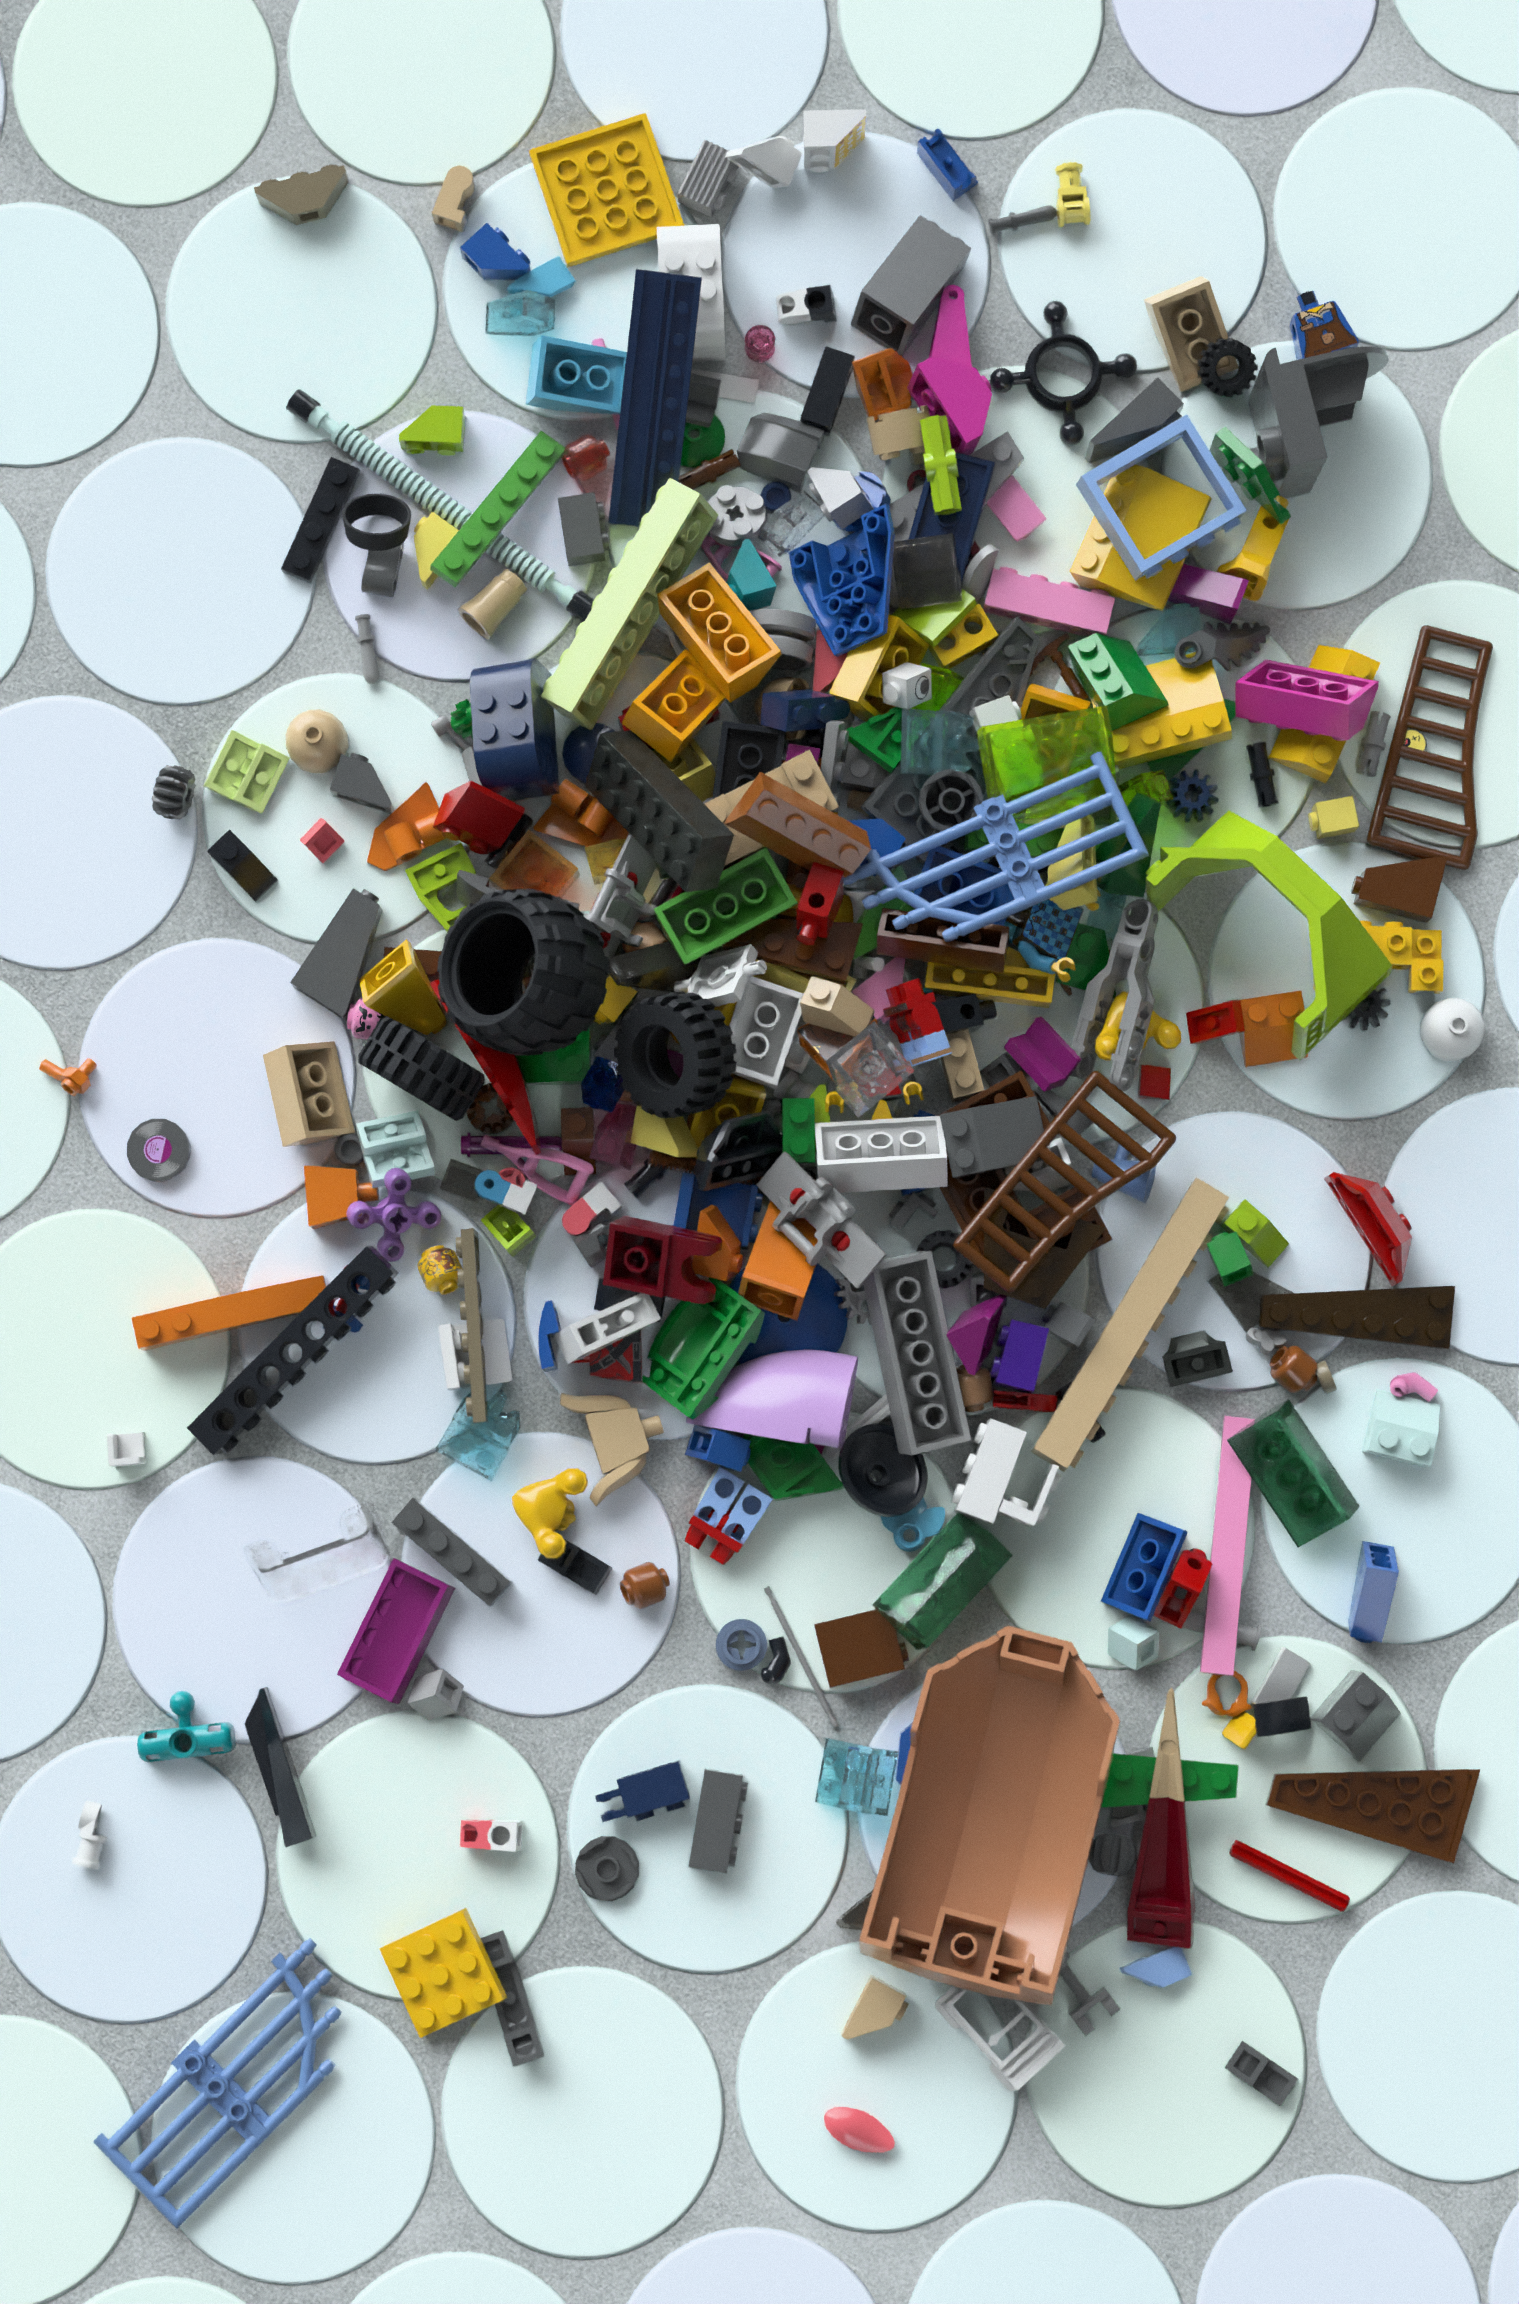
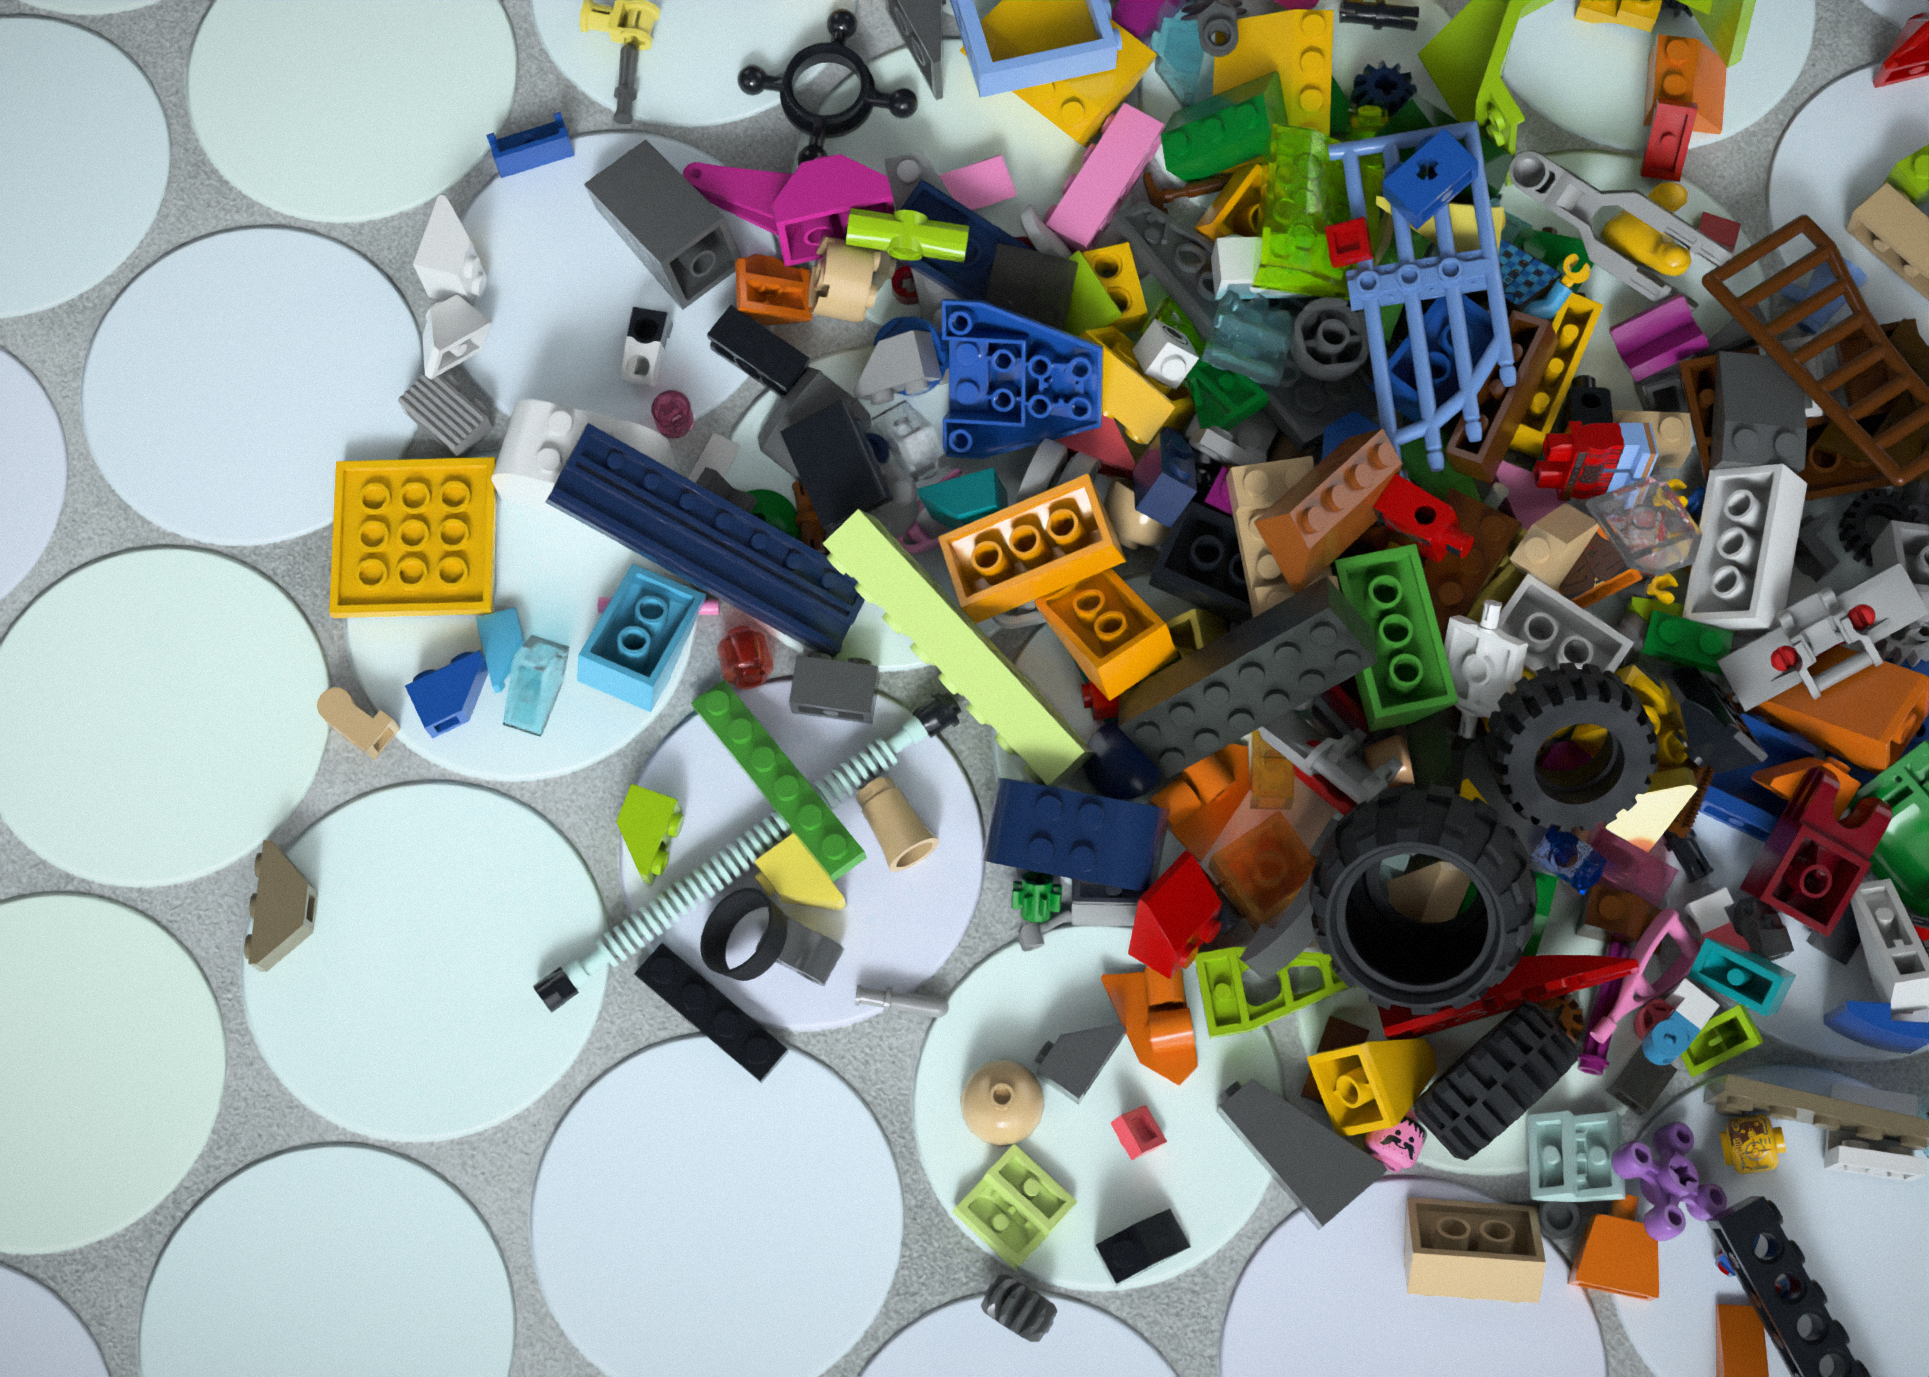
camera: 70 degrees left, 10 degrees down
(554, 1229) = (1742, 976): none -> teal slope
(747, 473) = (836, 464): none -> black piece
(1022, 788) = (1349, 242): none -> red tile
(1091, 844) = (1421, 199): none -> blue brick

